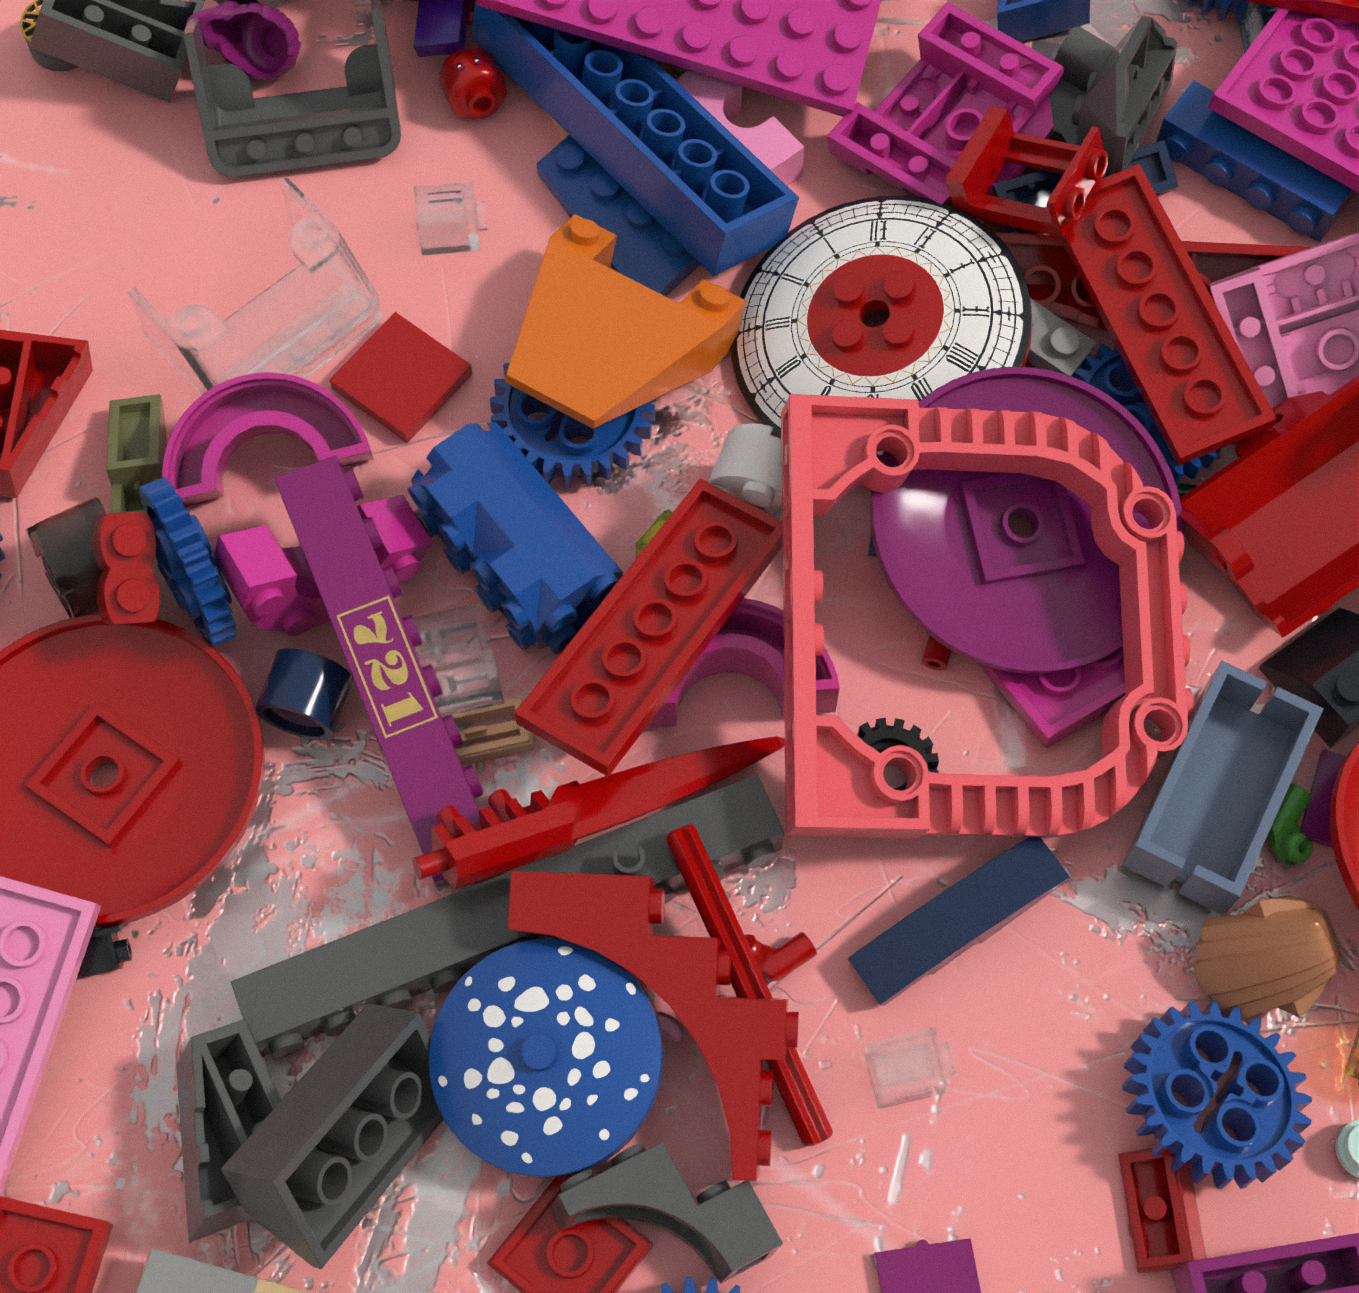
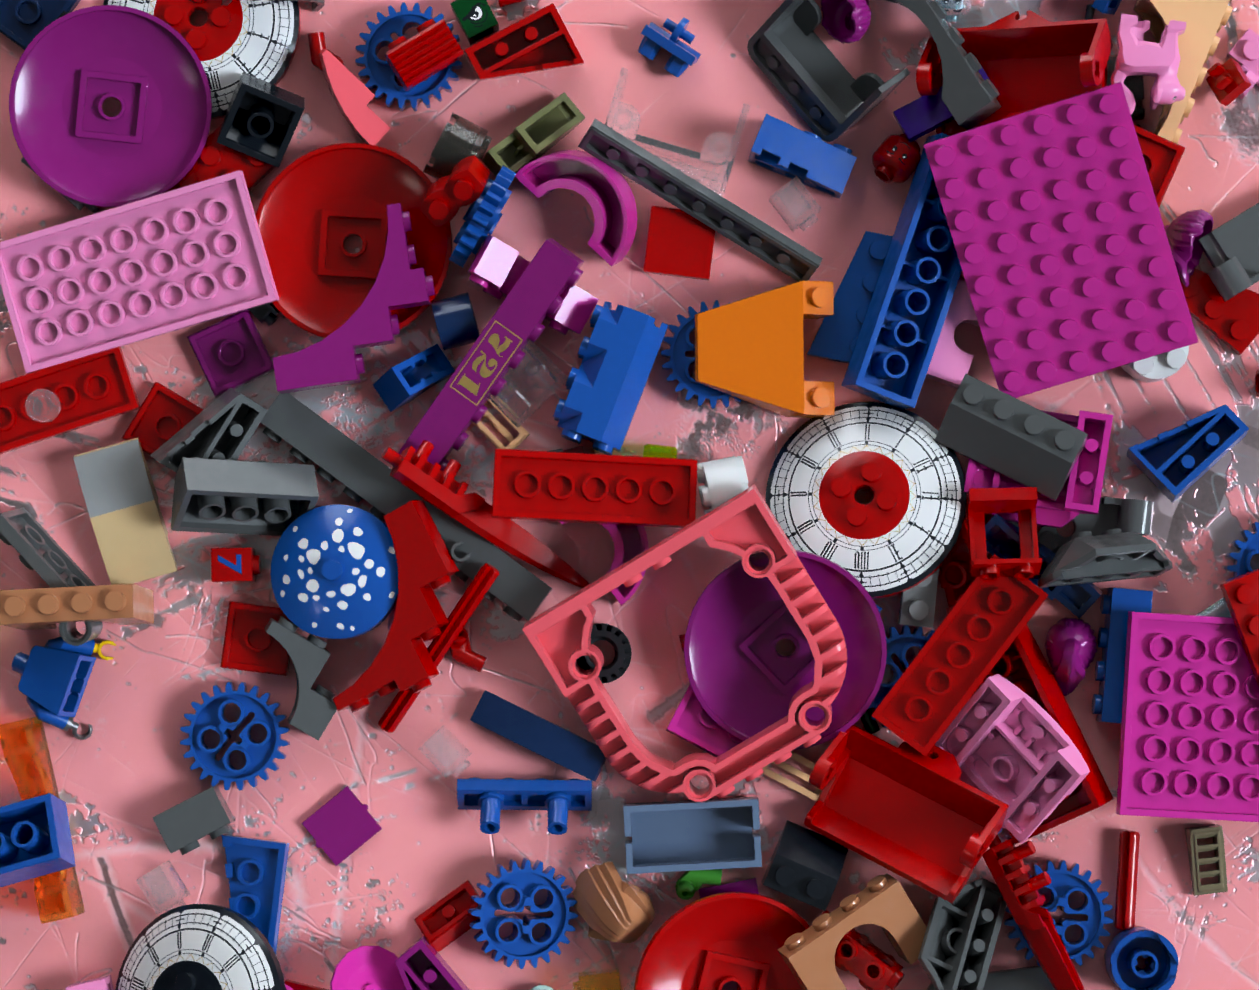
camera: 60 degrees right, 20 degrees up
(128, 255) = (658, 38): none -> blue hips
(129, 1038) = (231, 353): none -> magenta tile
(149, 1202) = (160, 418): none -> red tile
(236, 872) = (396, 287): none -> magenta arch
(340, 801) = (413, 377): none -> blue arch
(361, 310) = (699, 202): none -> dark grey tile
(373, 179) = (803, 155): none -> blue wedge
(438, 1217) = (235, 564): none -> red brick
(904, 108) = (1011, 437): none -> dark grey slope
(1025, 1007) = (495, 795): none -> blue plate
(1215, 211) = (1070, 650): none -> magenta hair
(1230, 596) = (812, 795): none -> light nougat tile

